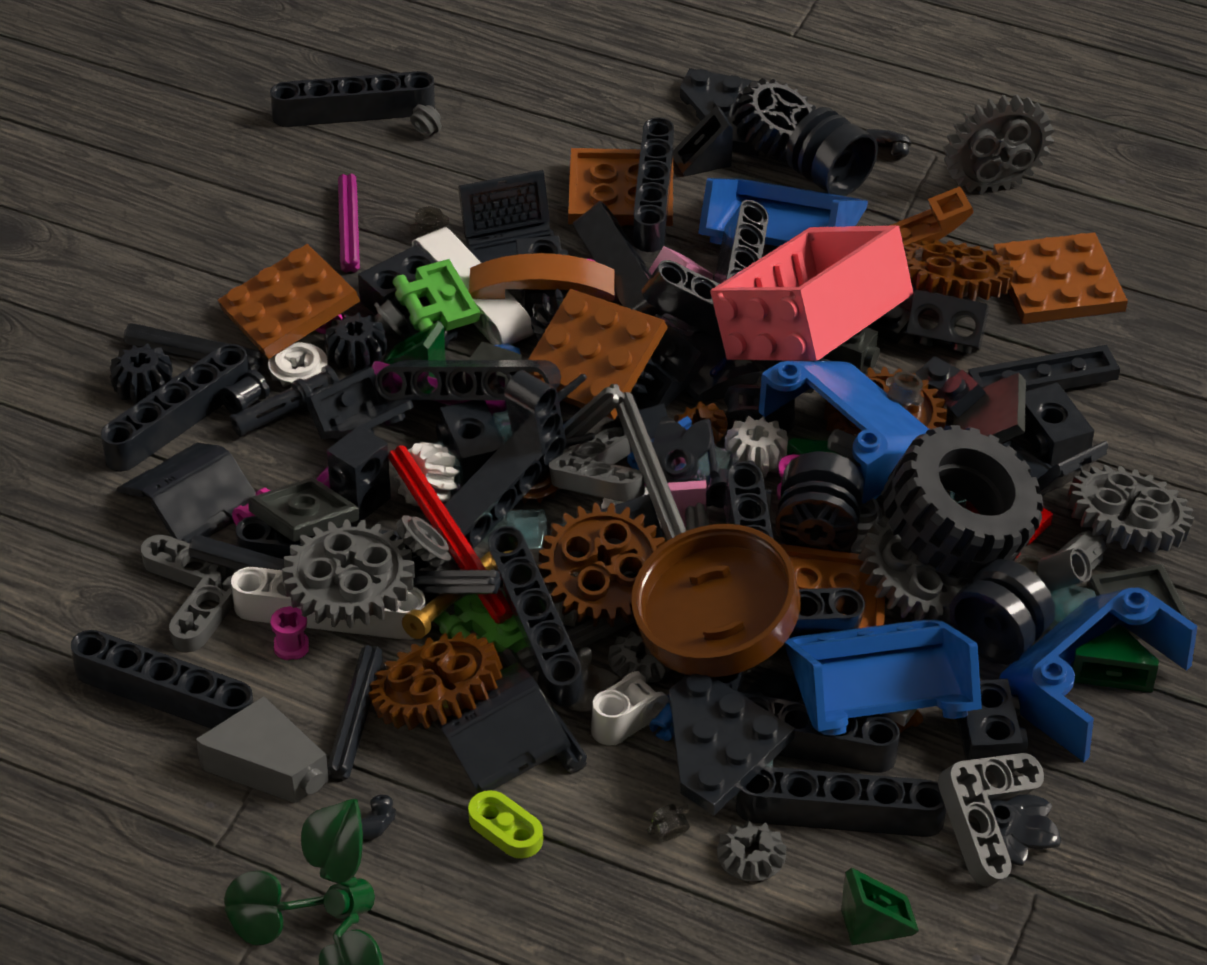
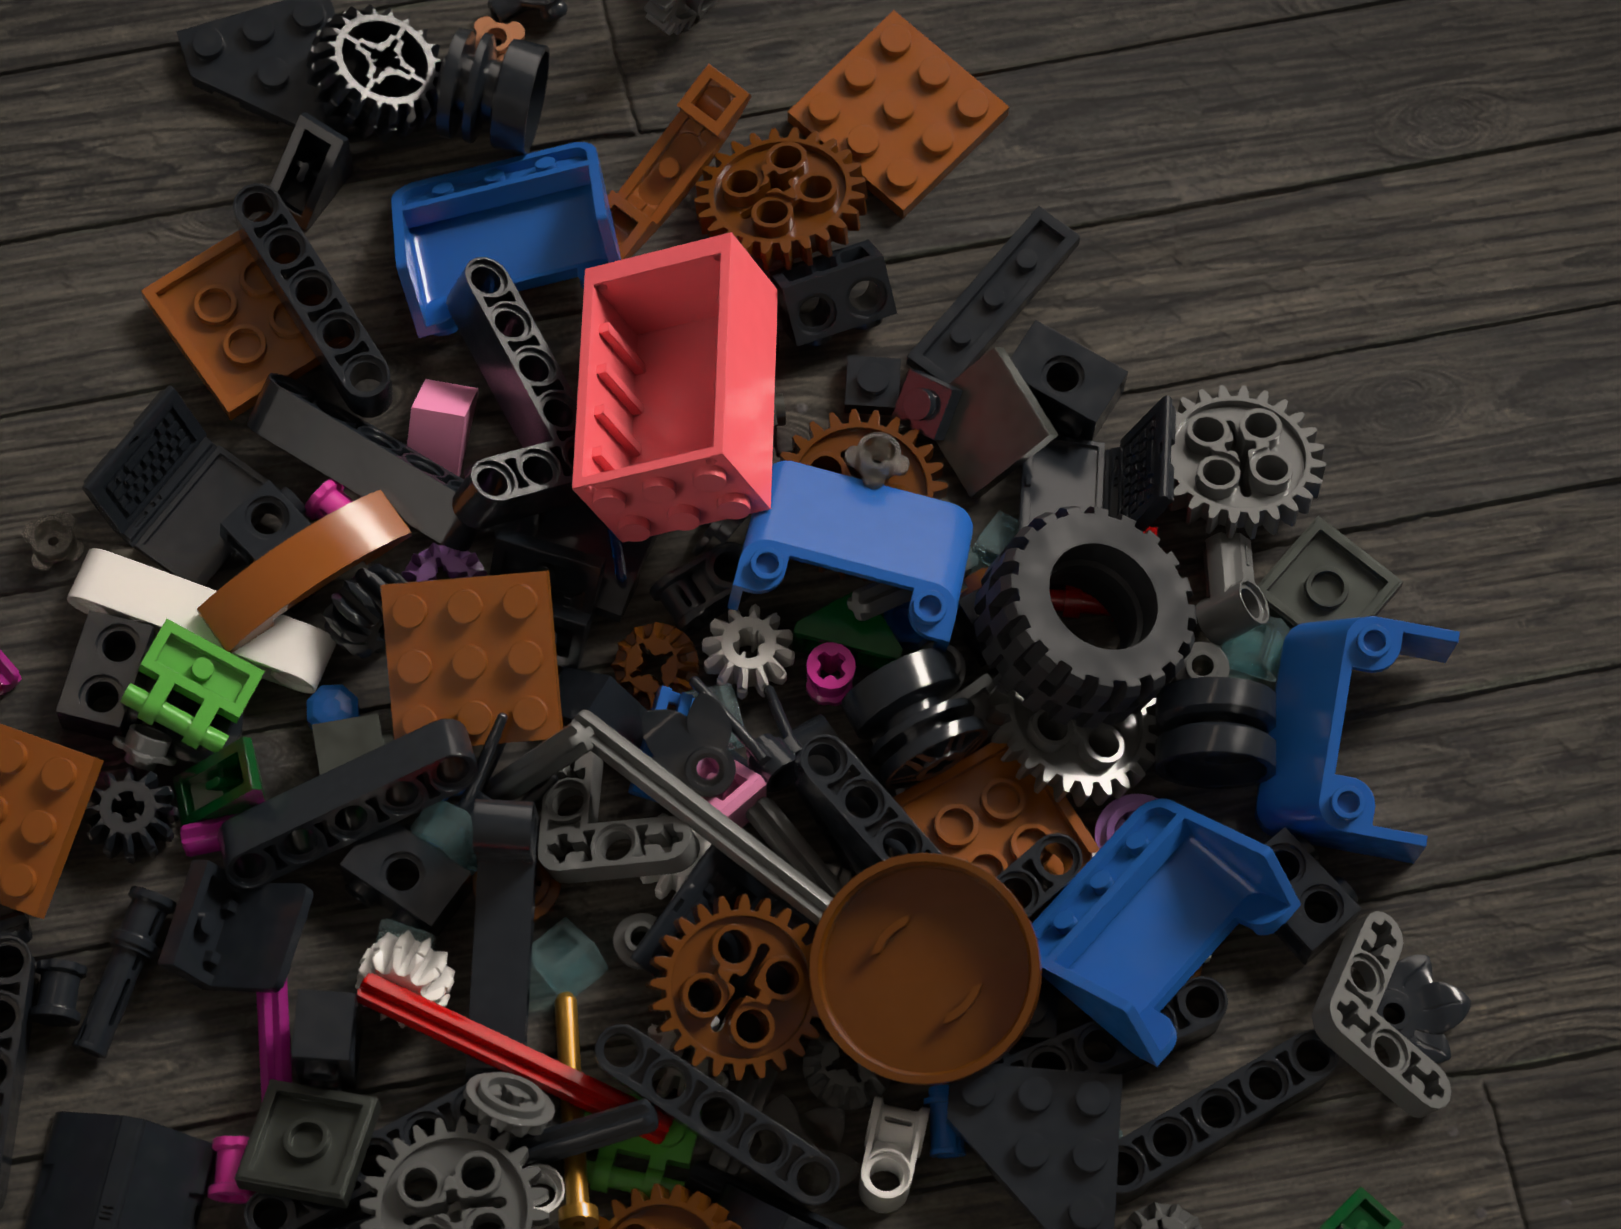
camera: 40 degrees left, 25 degrees up
(293, 356) = (100, 877): white gear -> none
(1116, 662) = (1378, 702): dark green slope -> none

